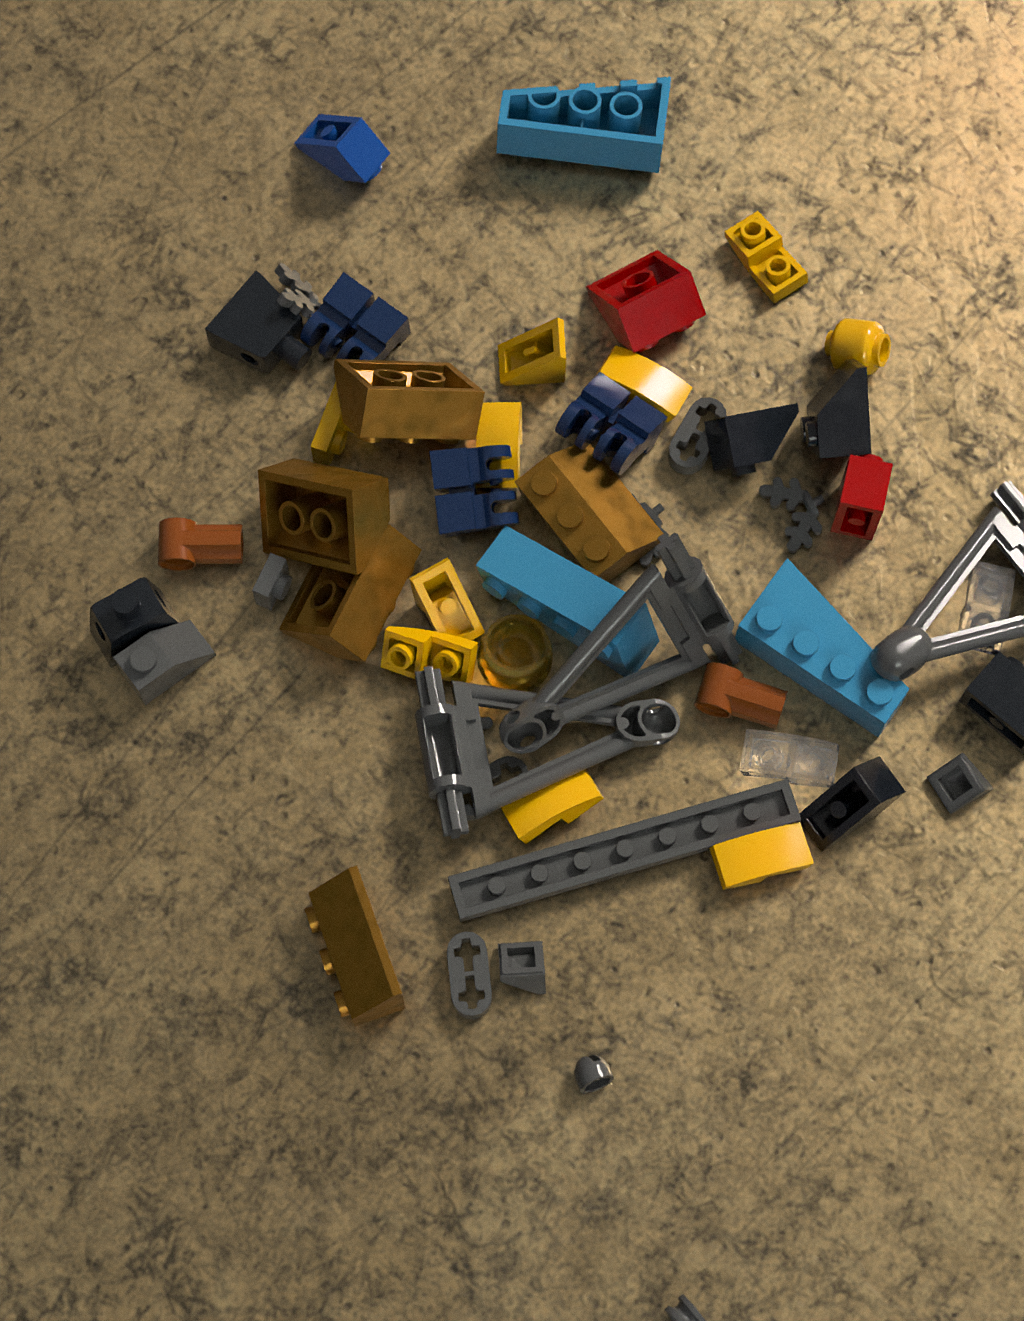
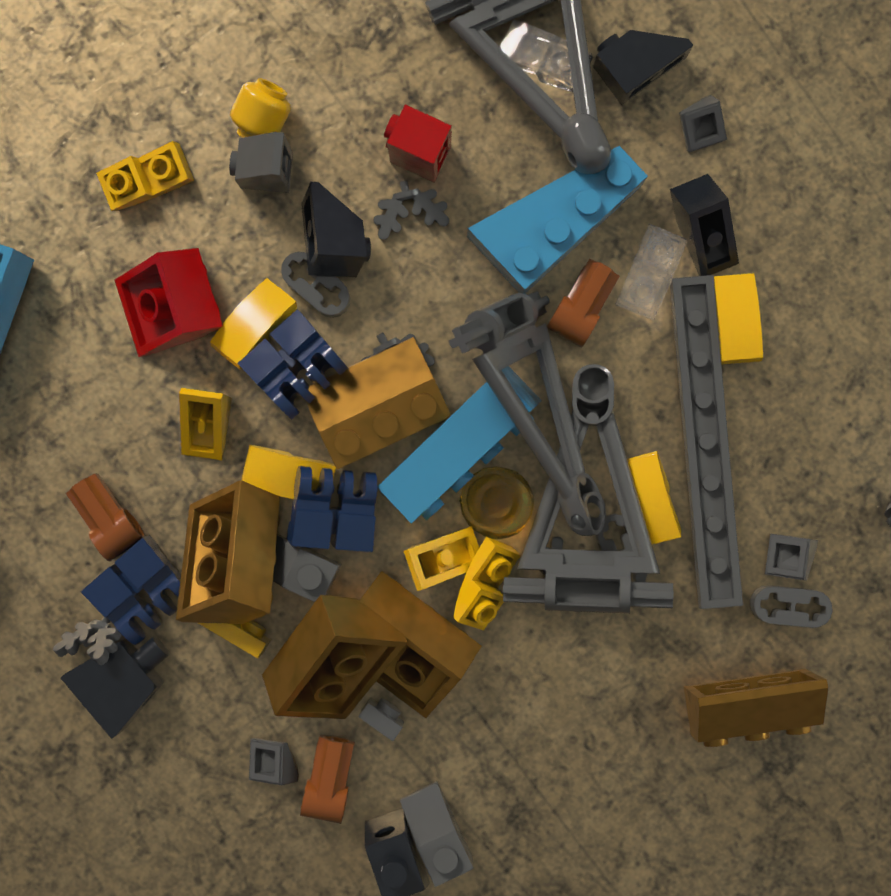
camera: 75 degrees left, 15 degrees up
(206, 489) = (271, 762): none -> dark grey slope
(408, 475) = (303, 570): none -> dark grey slope
(416, 288) = (110, 525): none -> dark orange piece
(805, 359) = (263, 163): none -> dark grey slope
(839, 414) = (335, 143): black slope -> none

